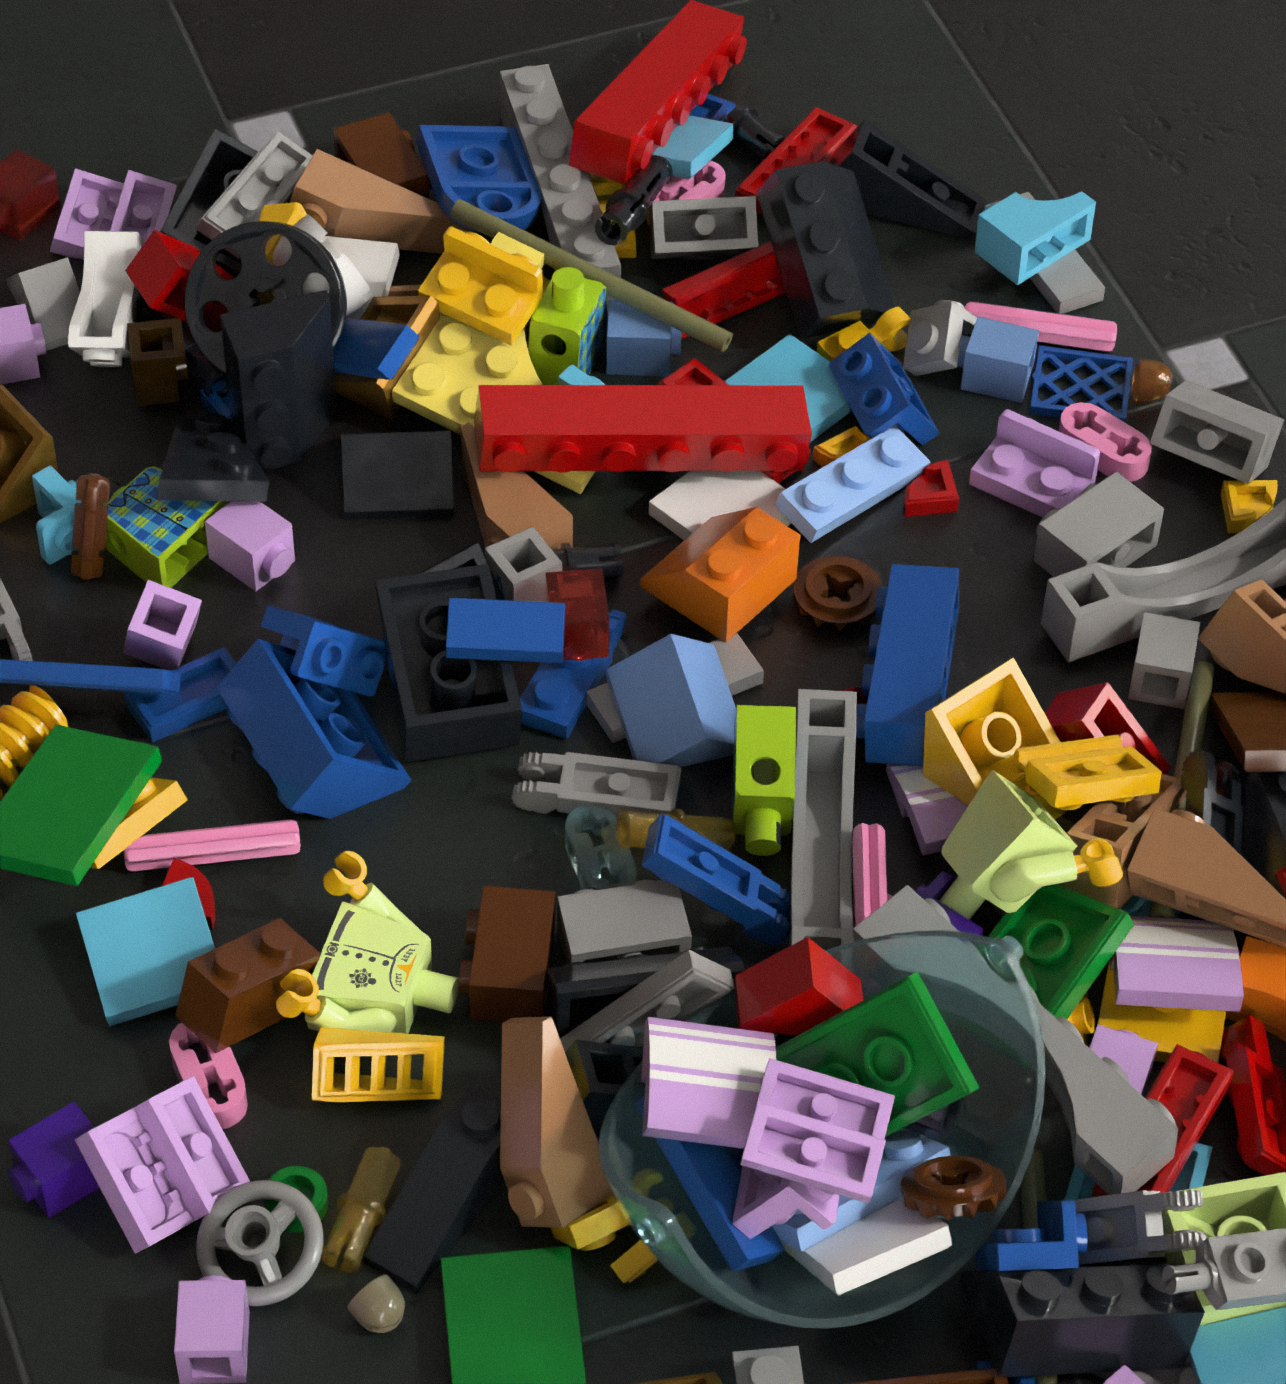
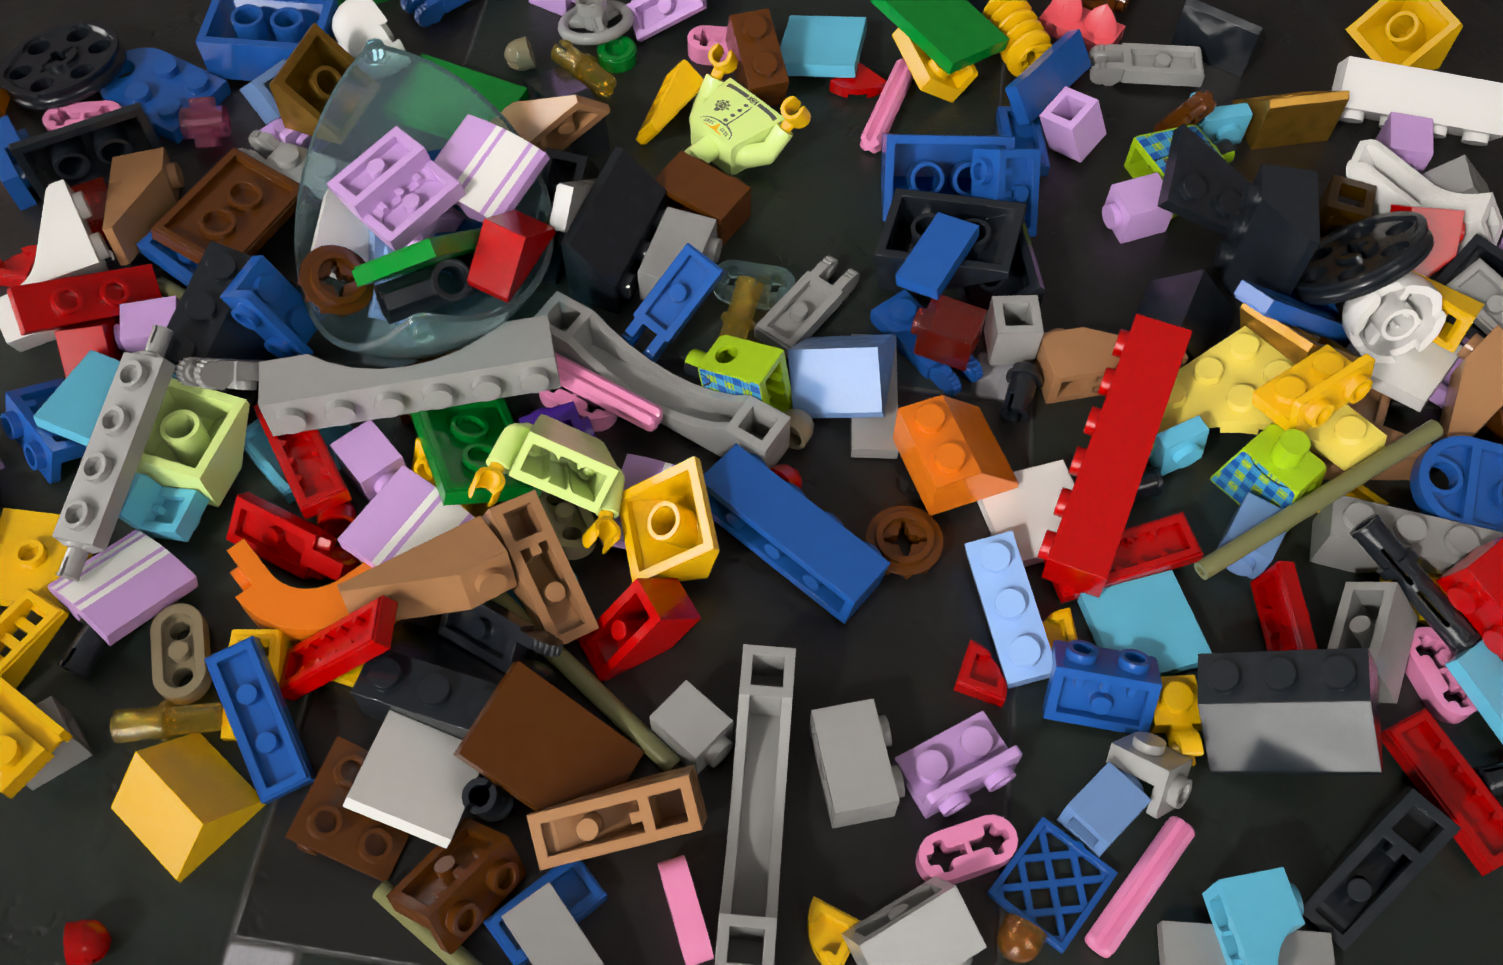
camera: 120 degrees right, 10 degrees up
(1087, 771) = (587, 550): yellow plate -> none

